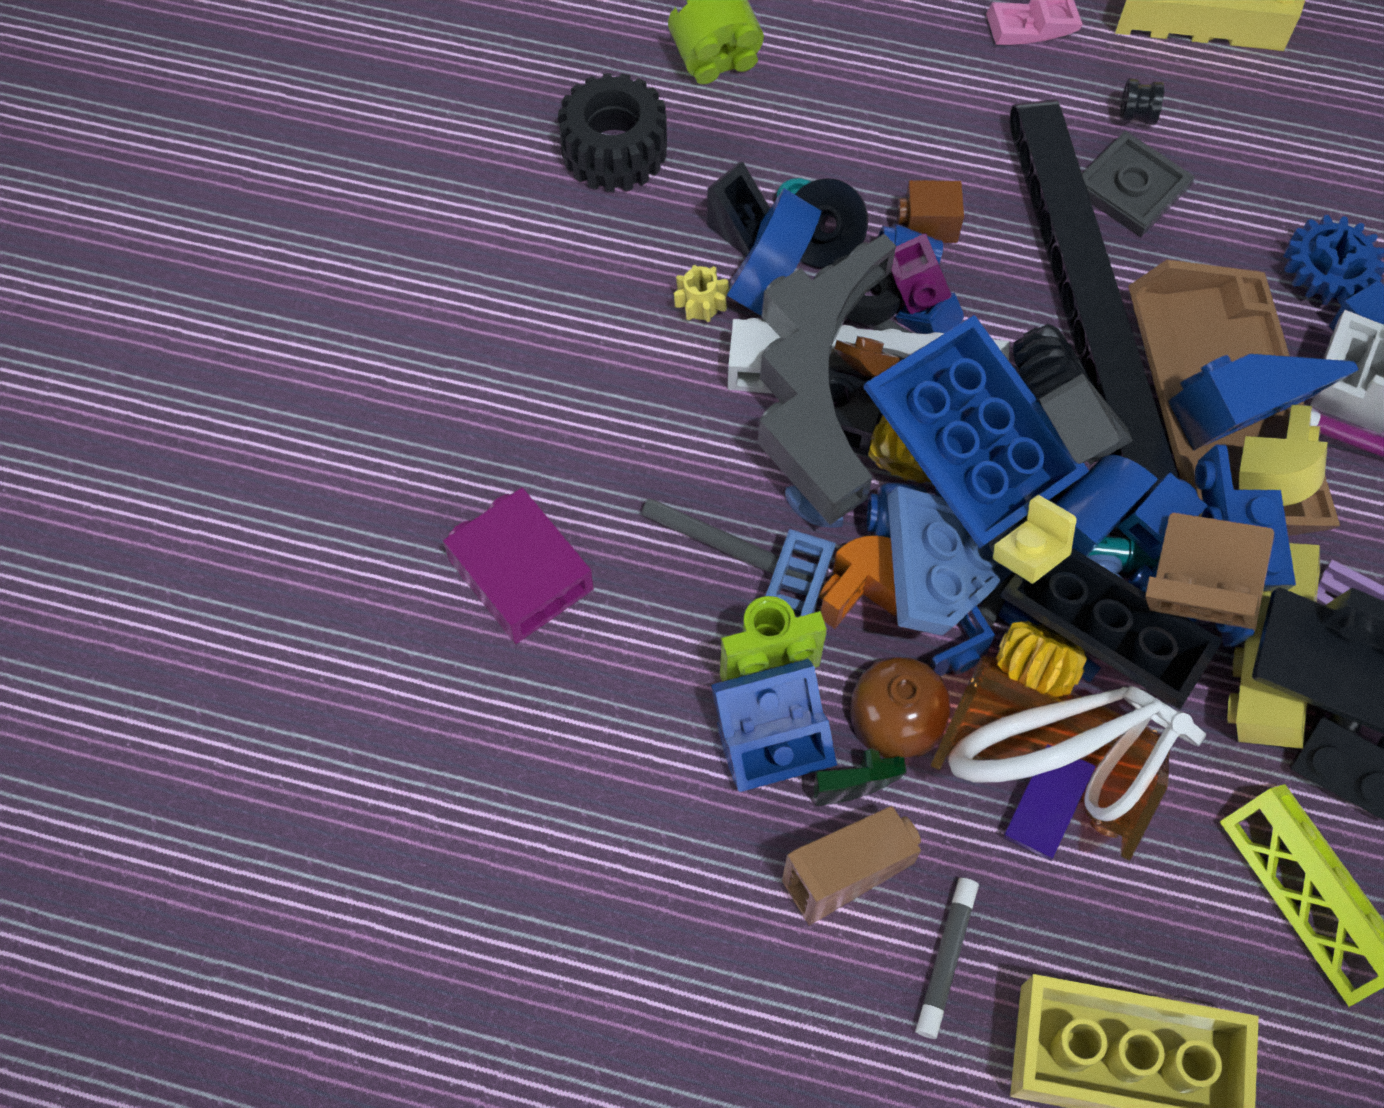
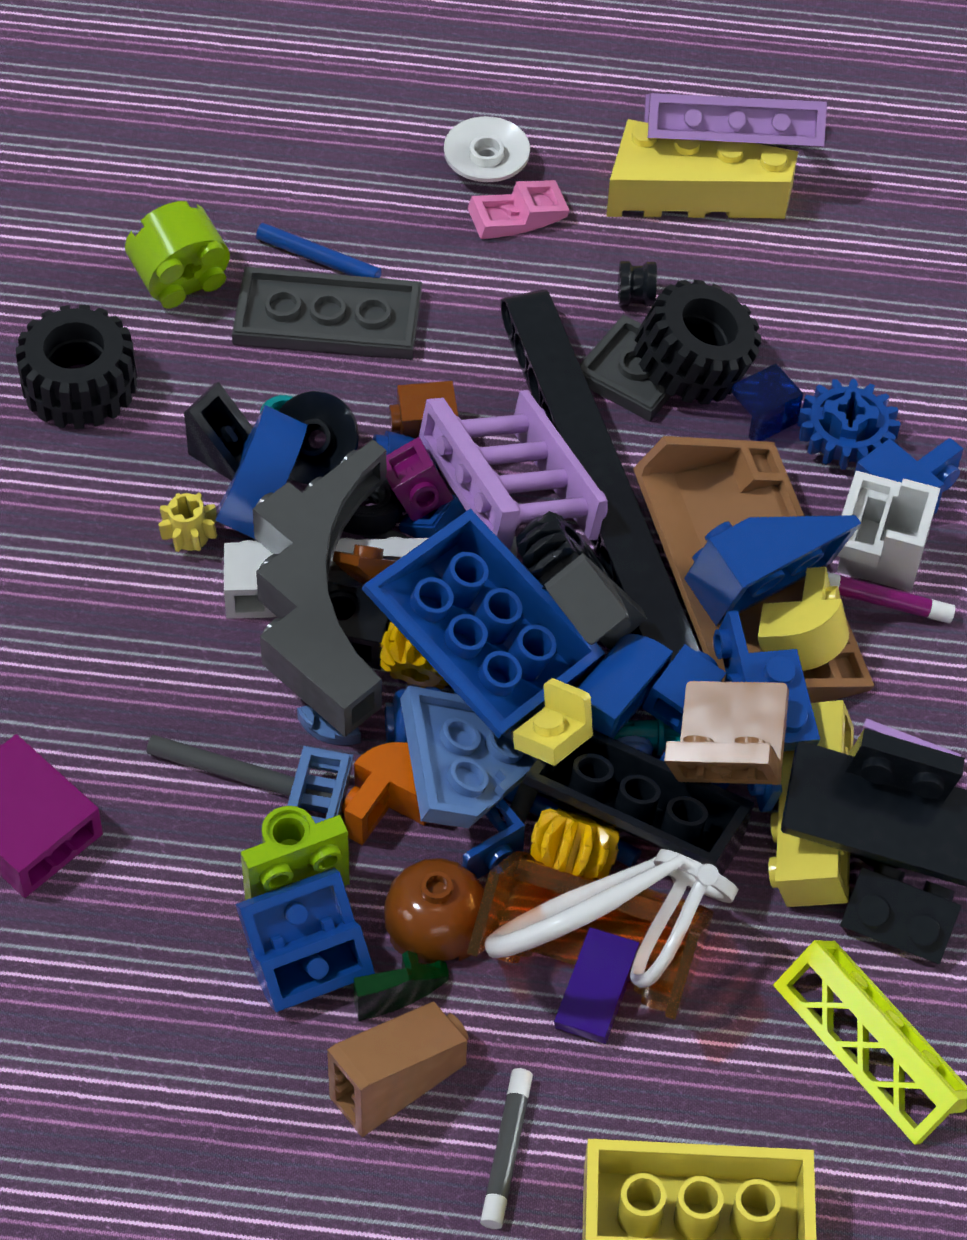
camera: 10 degrees left, 10 degrees down
(844, 45) = (315, 252): none -> blue bar
(848, 102) = (327, 313): none -> dark grey tile
(988, 298) = (486, 492): none -> lavender fence
(1198, 164) = (697, 341): none -> black tyre
(1262, 228) = (770, 400): none -> clear blue panel

